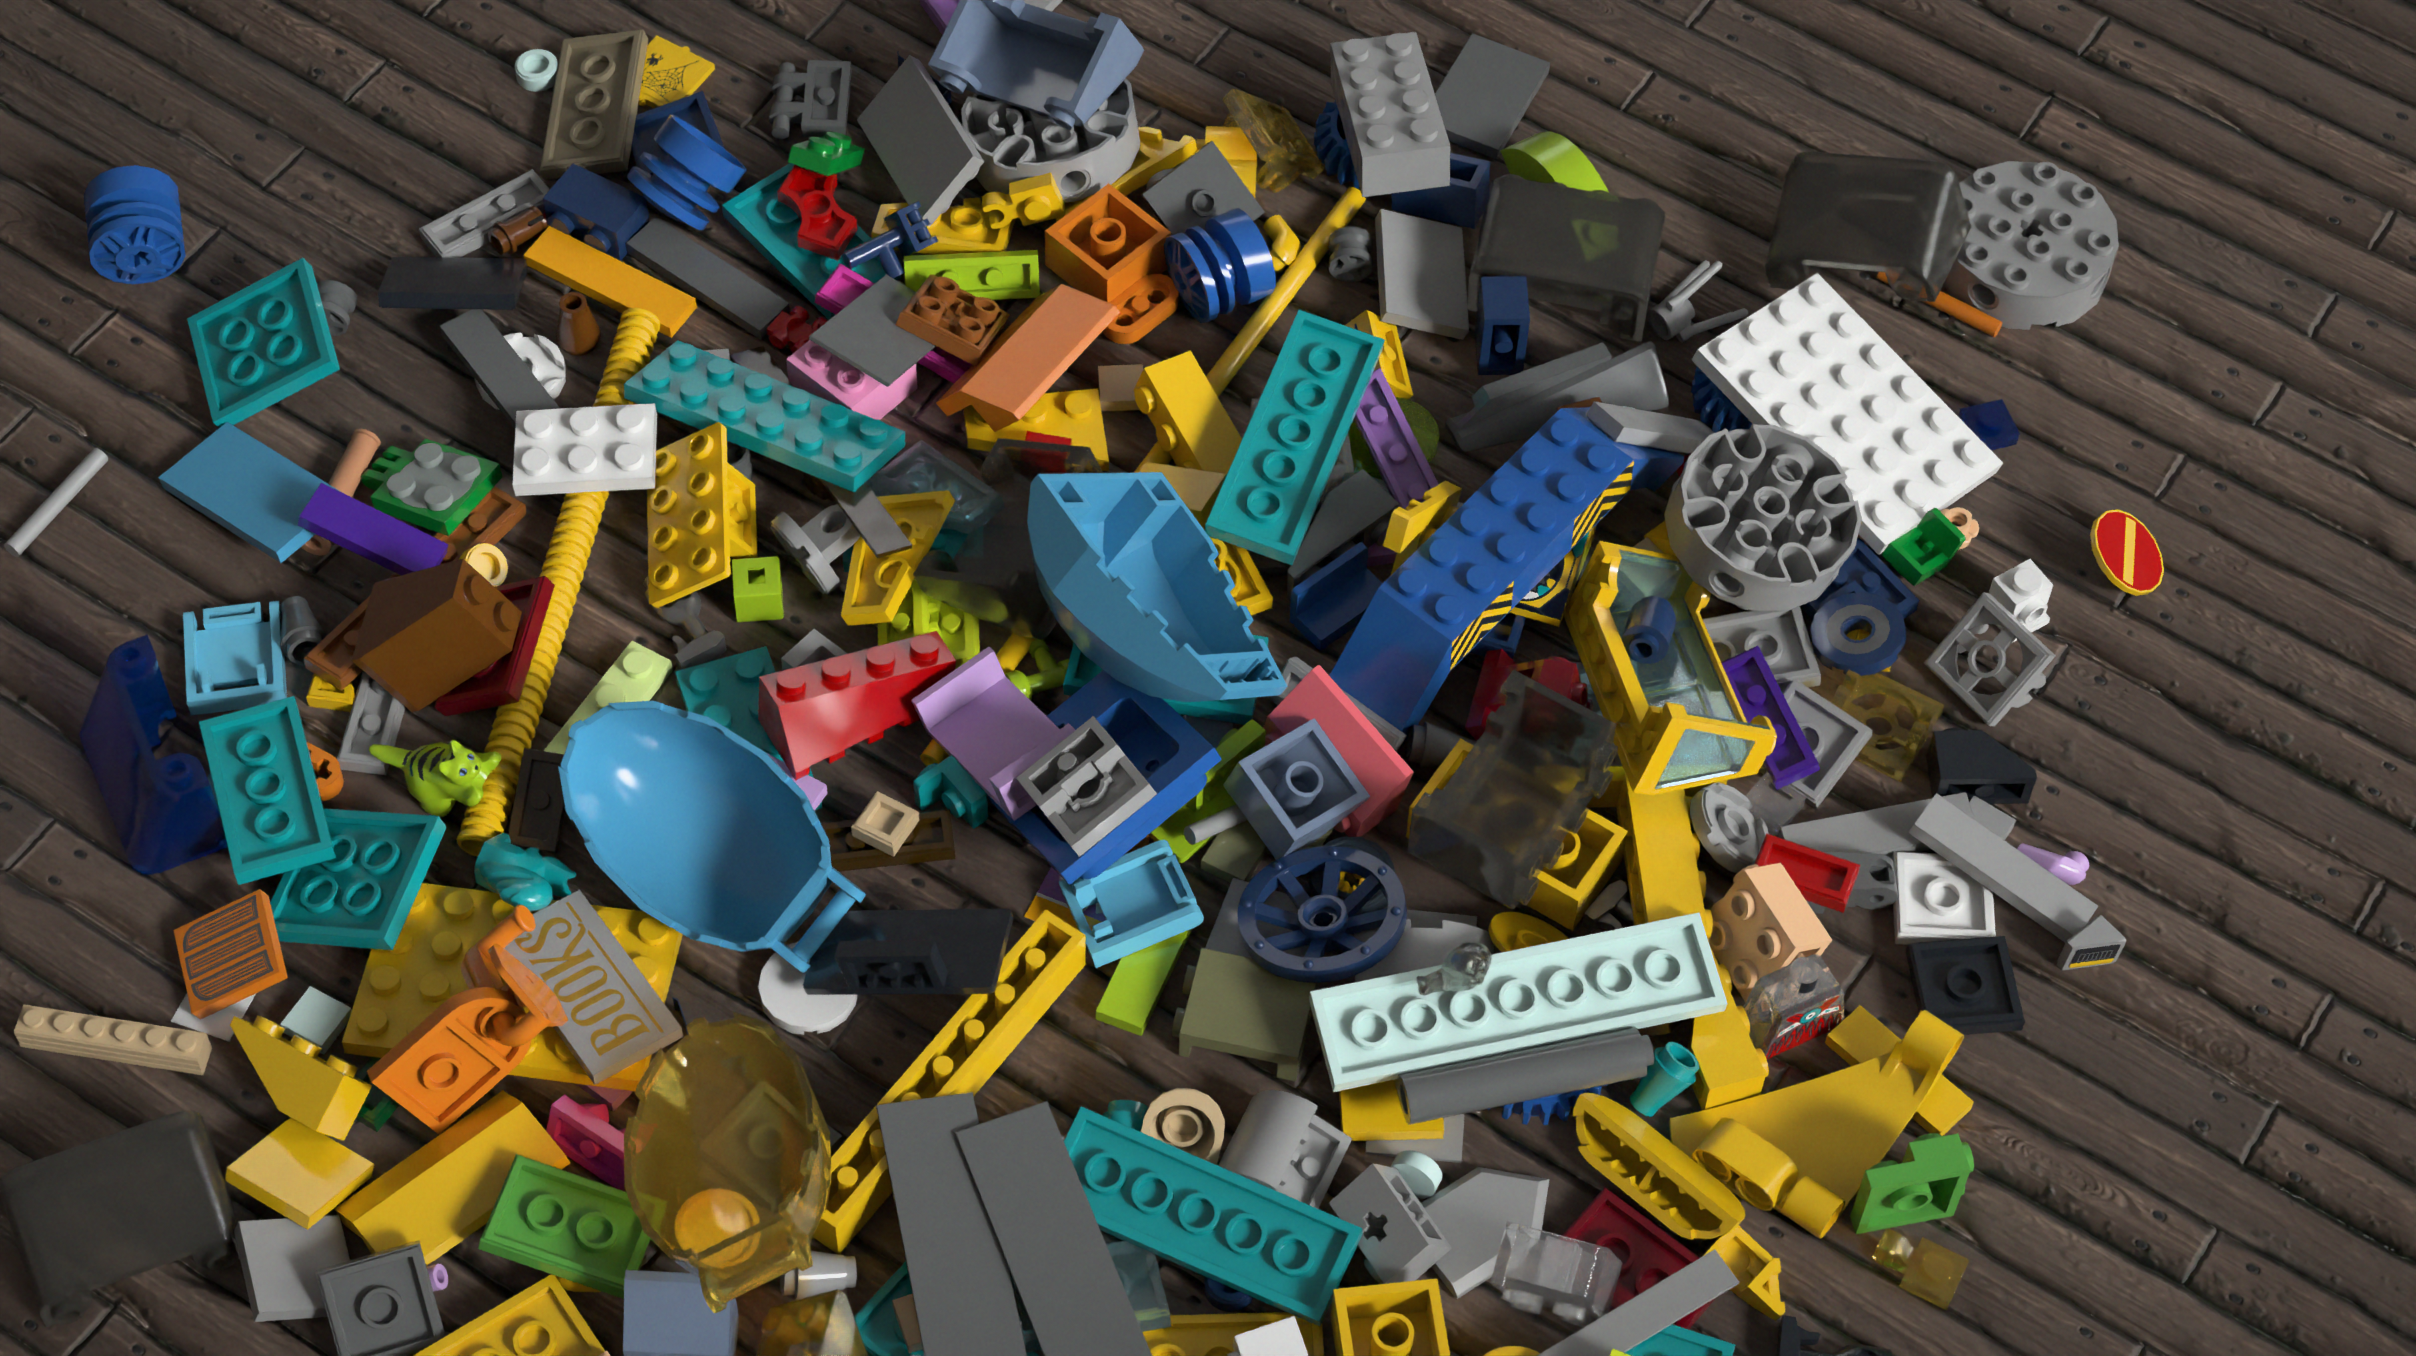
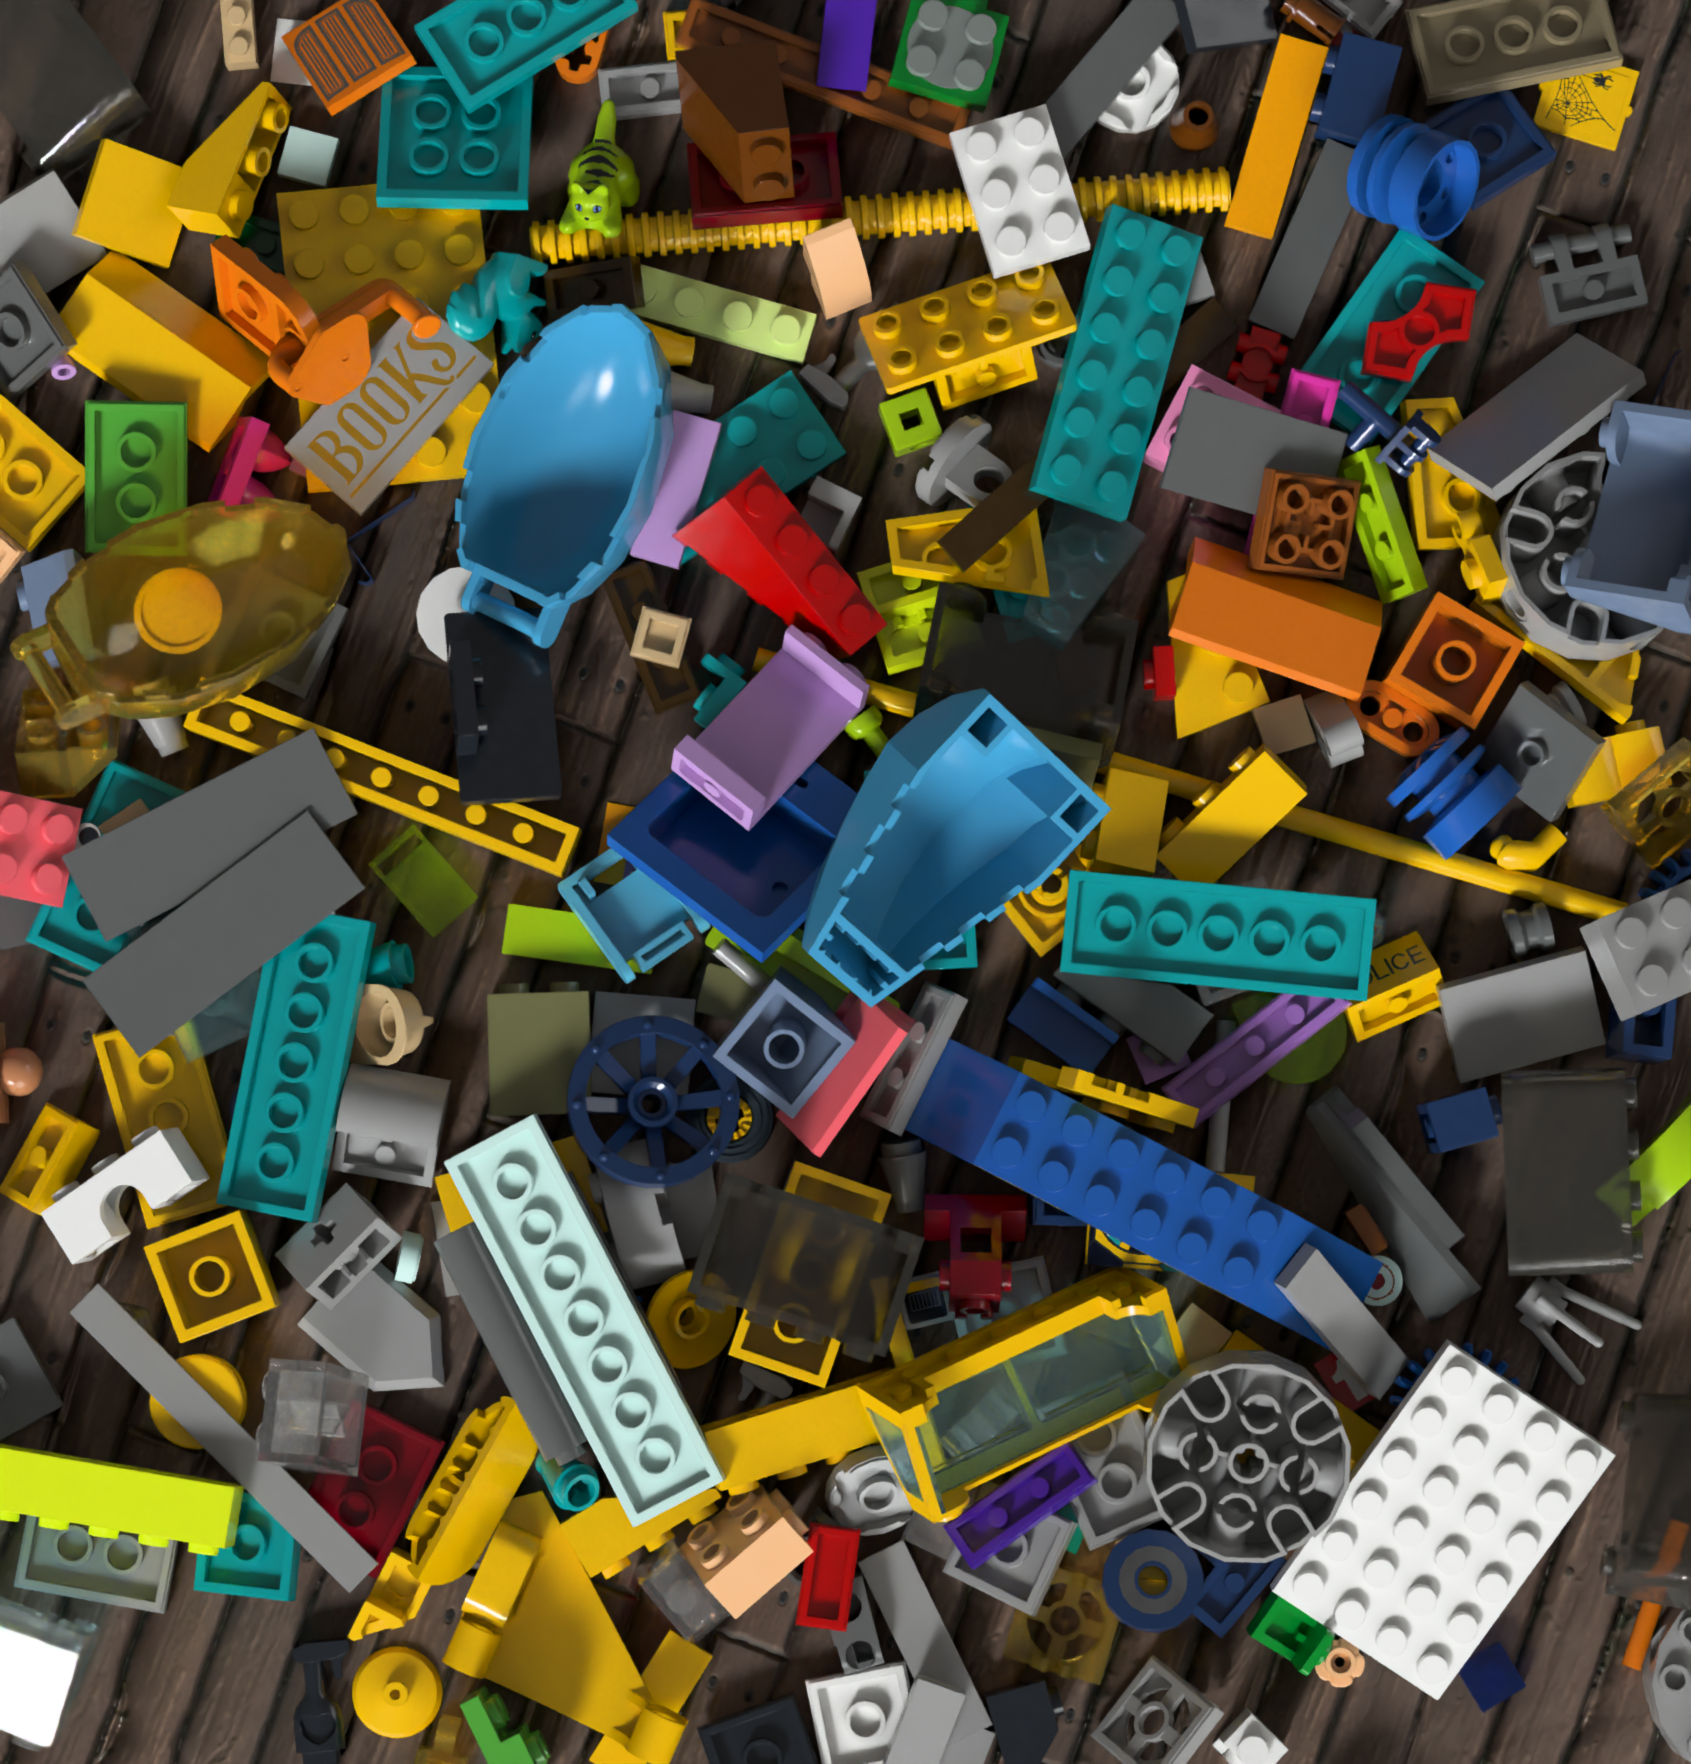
camera: 75 degrees right, 30 degrees up
(488, 562) = (862, 133): yellow tile -> none
(600, 591) = (837, 268): none -> light nougat slope
(827, 154) = (1498, 318): green plate -> none
(1055, 1077) = (426, 884): none -> clear neon green piece
(1086, 786) = (695, 837): light grey brick -> none
(1135, 340) = (1334, 728): none -> light grey piece
(1461, 970) = (586, 1259): clear smoke animal -> none
(1649, 629) = (1086, 1361): dark blue brick -> none
(1842, 1296) = (397, 1692): none -> yellow piece

